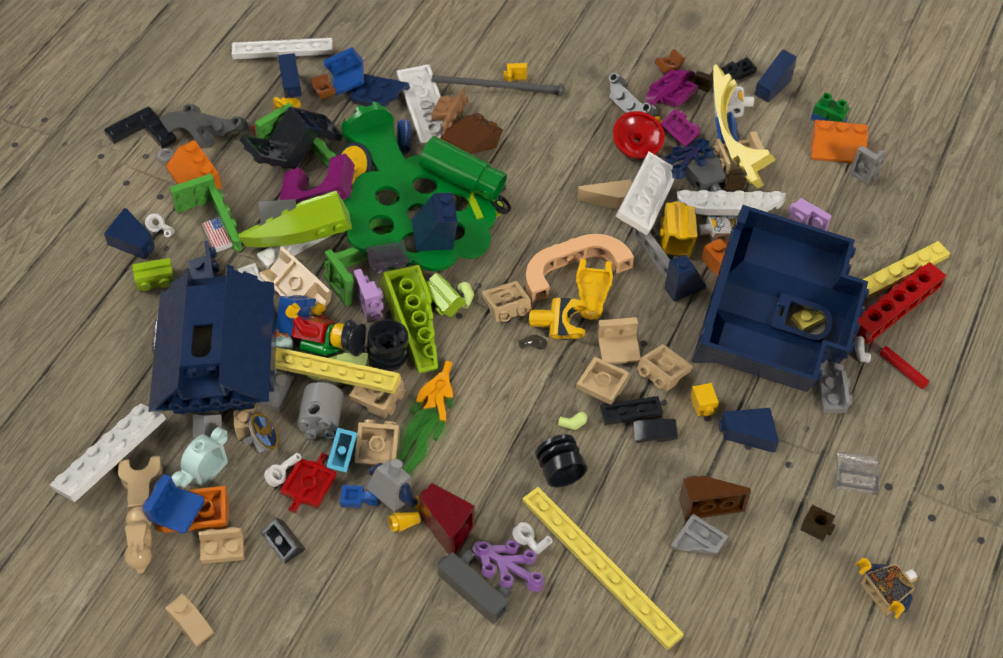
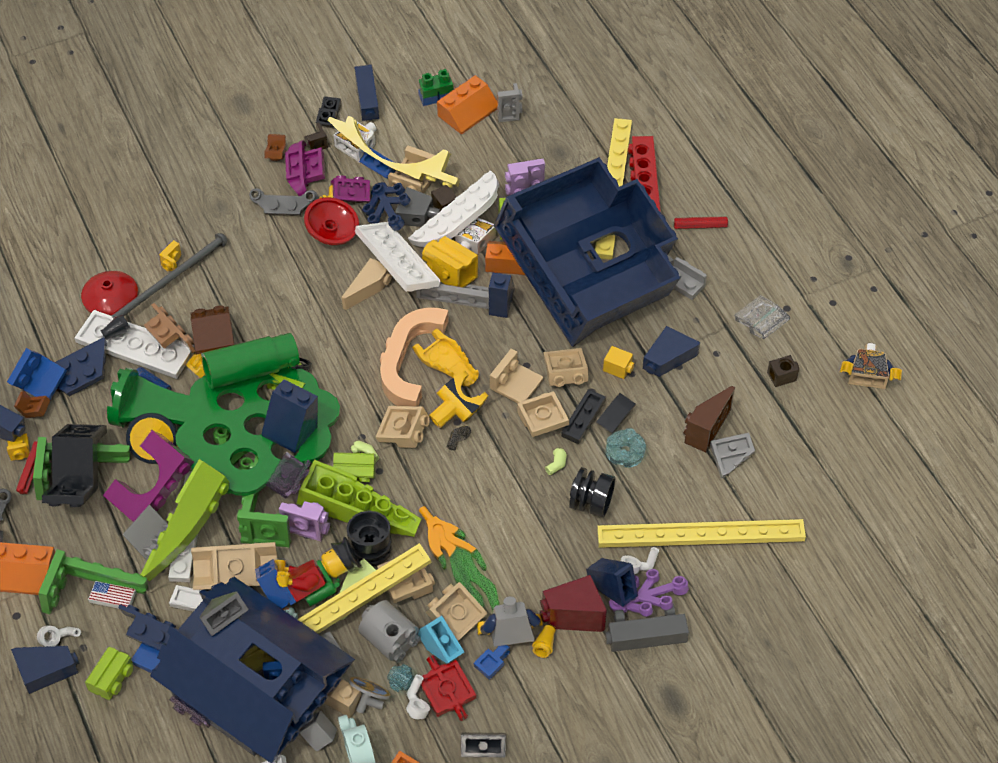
camera: 50 degrees left, 0 degrees up
(218, 287) = (222, 612): none -> flat silver slope
(290, 445) = (400, 677): none -> clear light blue gear
(424, 84) = (115, 327): none -> black cone
(455, 62) = (108, 292): none -> red dish
(491, 529) = (614, 580): none -> dark blue slope
(631, 449) = (625, 438): none -> clear light blue plate

